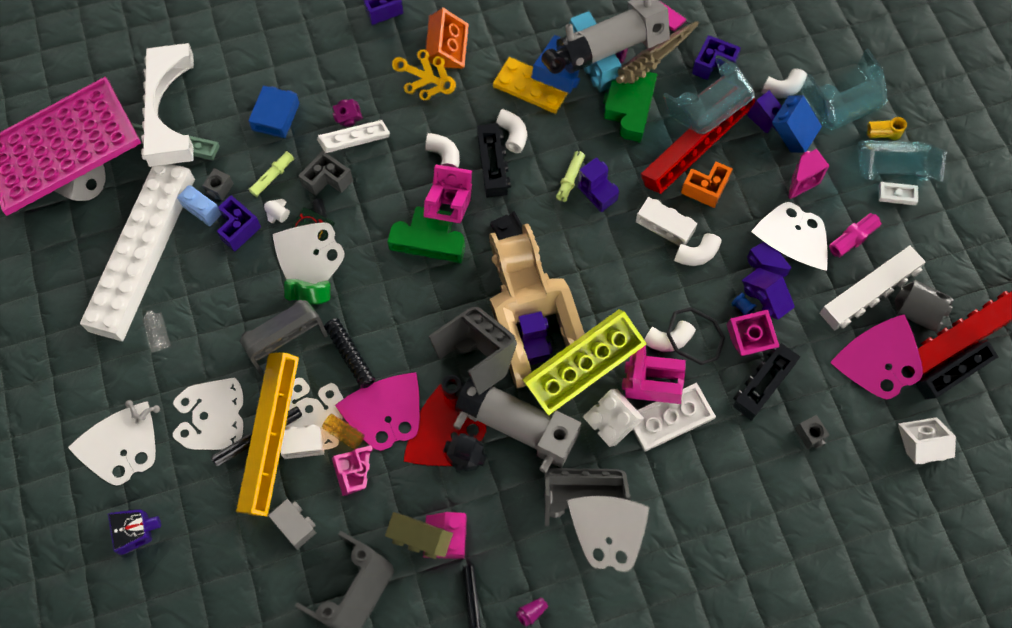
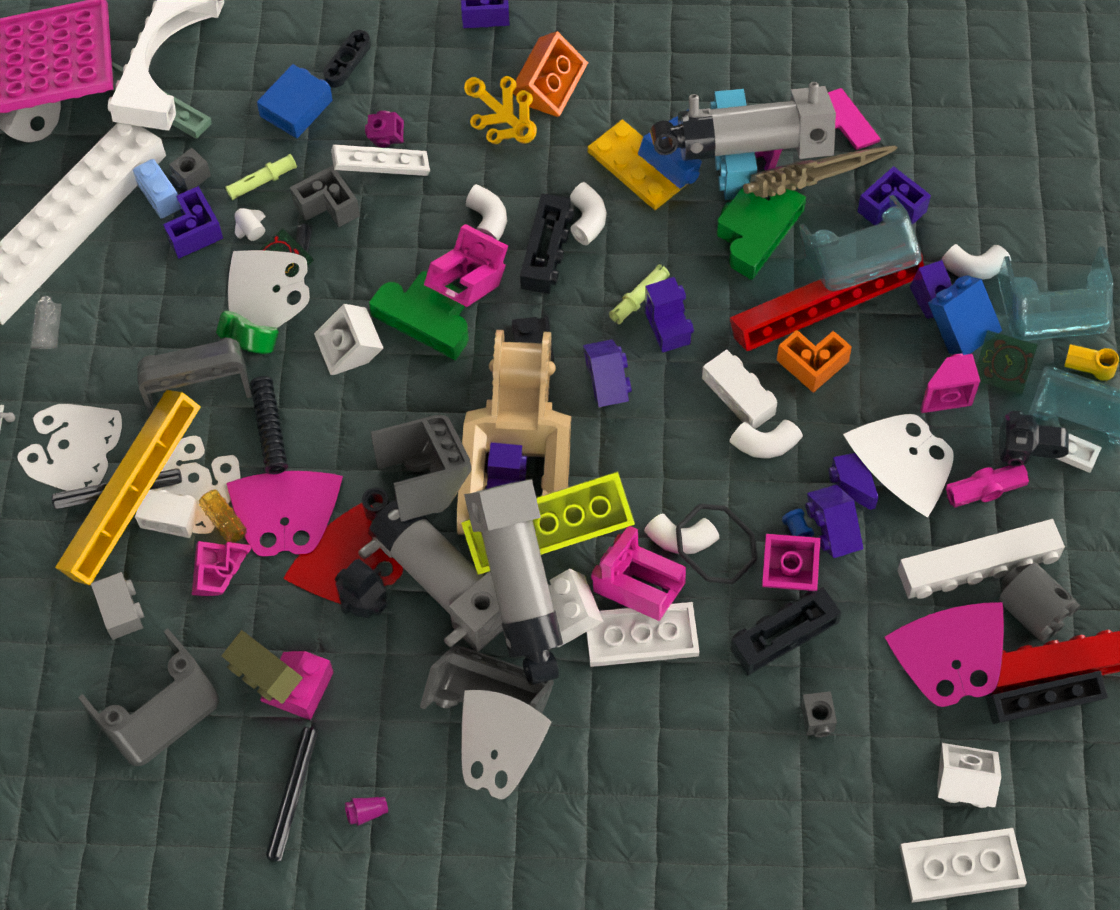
camera: 20 degrees right, 5 degrees down
(296, 63) = (346, 68): none -> black beam
(381, 272) = (348, 339): none -> white slope
(562, 371) = (518, 574): none -> light grey piece
(574, 238) = (606, 367): none -> dark purple brick
(834, 145) = (1005, 361): none -> clear green tile
(868, 196) = (1023, 438): none -> black piece
(948, 505) = (962, 865): none -> white plate

